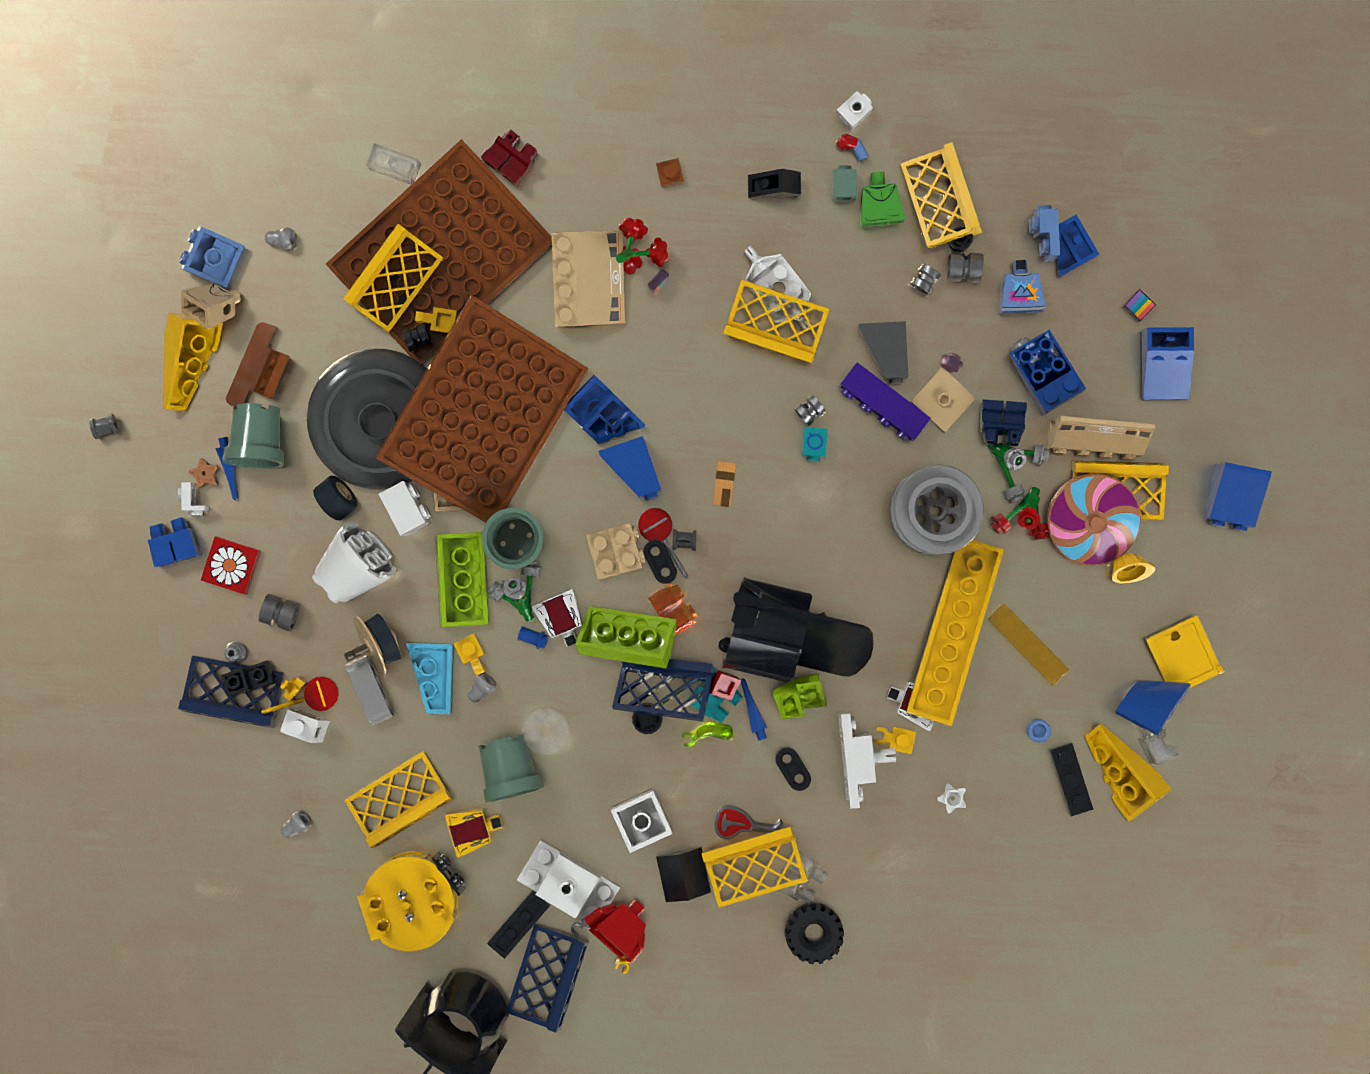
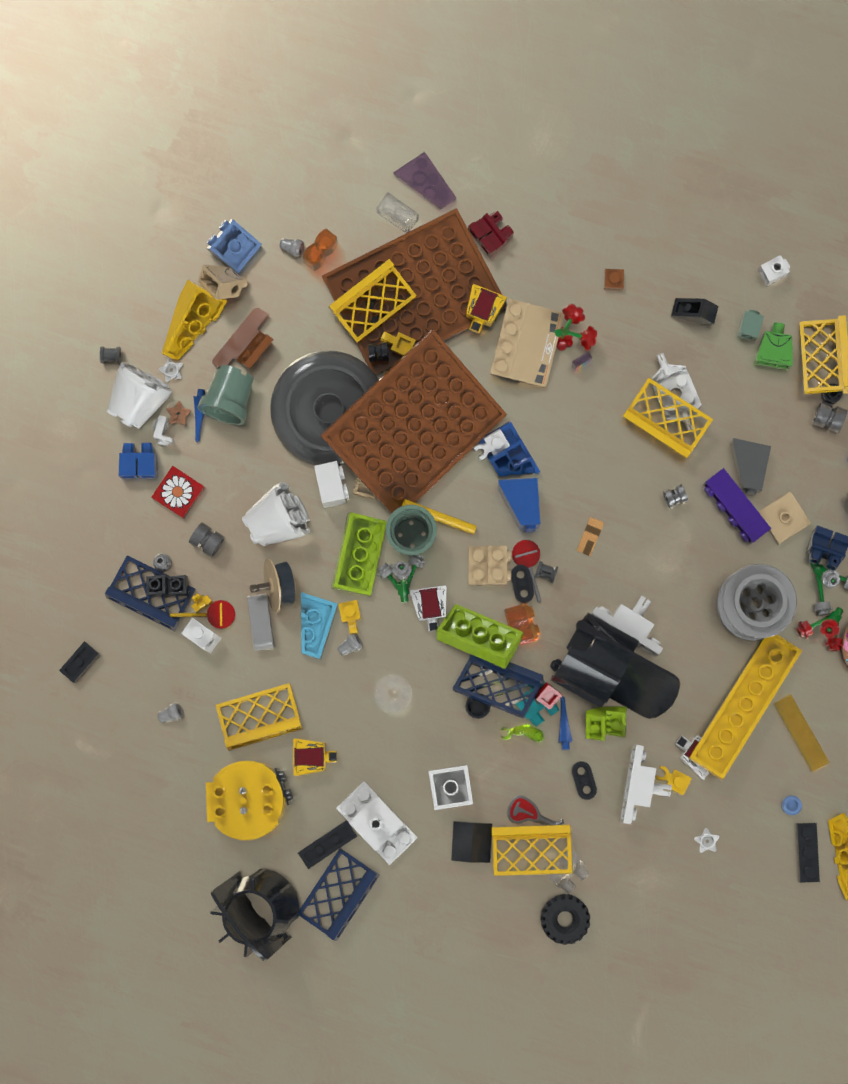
camera: 15 degrees right, 5 degrees down
(147, 466) = (136, 395): none -> white cone
(172, 795) = (79, 662): none -> black plate
(175, 423) = (171, 365): none -> white plate
(312, 238) = (316, 253): none -> clear orange brick
(335, 497) = (277, 461): black wheel -> none
(415, 113) = (426, 179): none -> clear purple wing
(508, 769) = (354, 716): sand green piece -> none
(525, 250) = (484, 307): none -> torso
(533, 637) = (402, 615): blue pin -> none
(547, 510) = (446, 519): none -> yellow piece
(583, 406) = (494, 443): none -> white plate
(618, 930) = (407, 871): red torso -> none
(798, 574) = (632, 623): none -> white brick
(814, 443) = (671, 523): teal brick -> none
(853, 143) = (767, 296): arm -> none
(925, 279) = (796, 417): flat silver wheel -> none
(951, 362) = (799, 489): clear purple plate -> none

